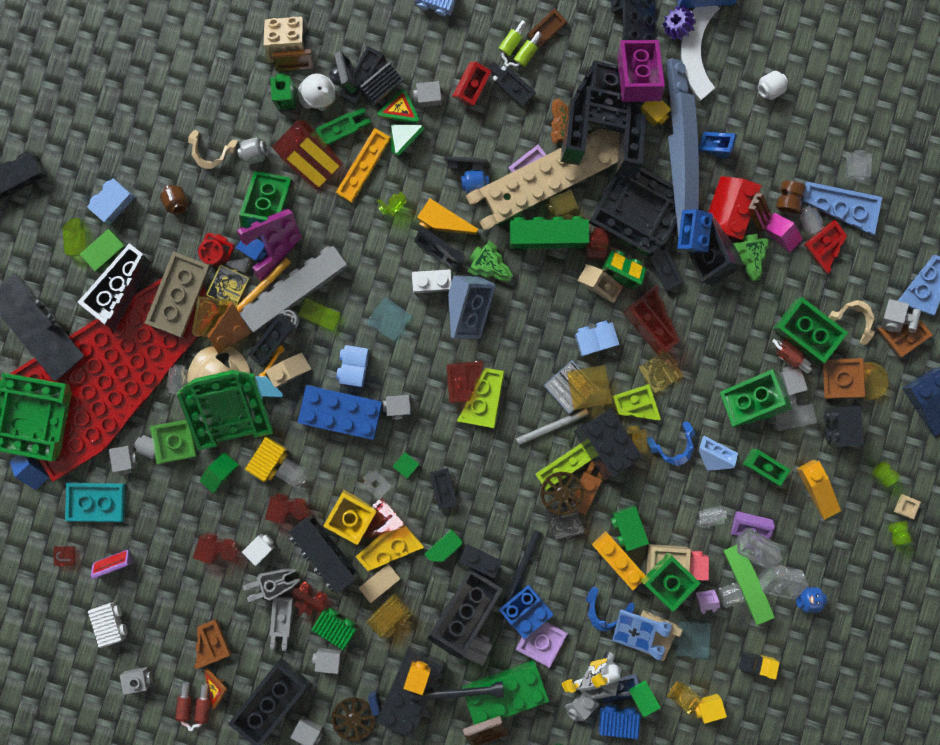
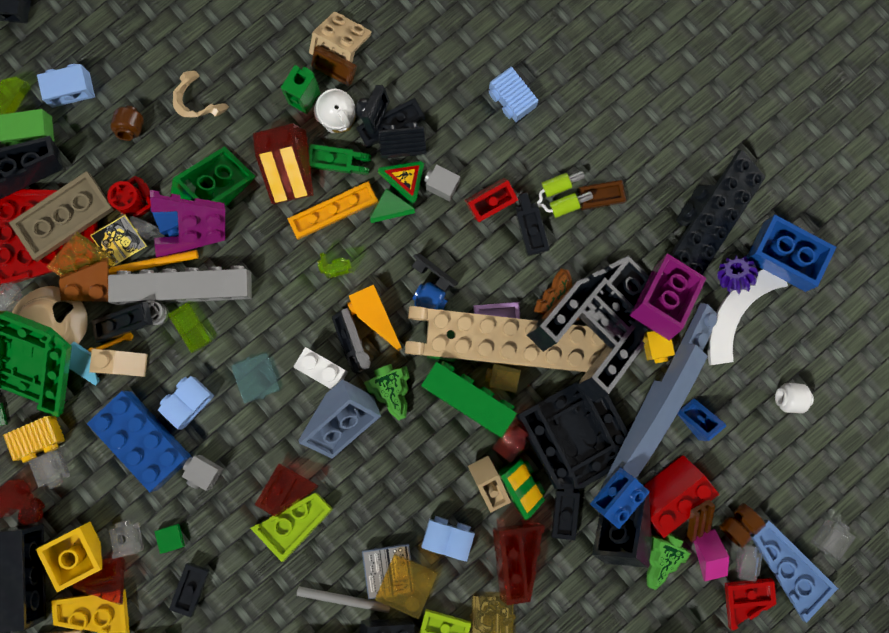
camera: 25 degrees right, 5 degrees down
(253, 150) = (235, 126): light grey head -> none

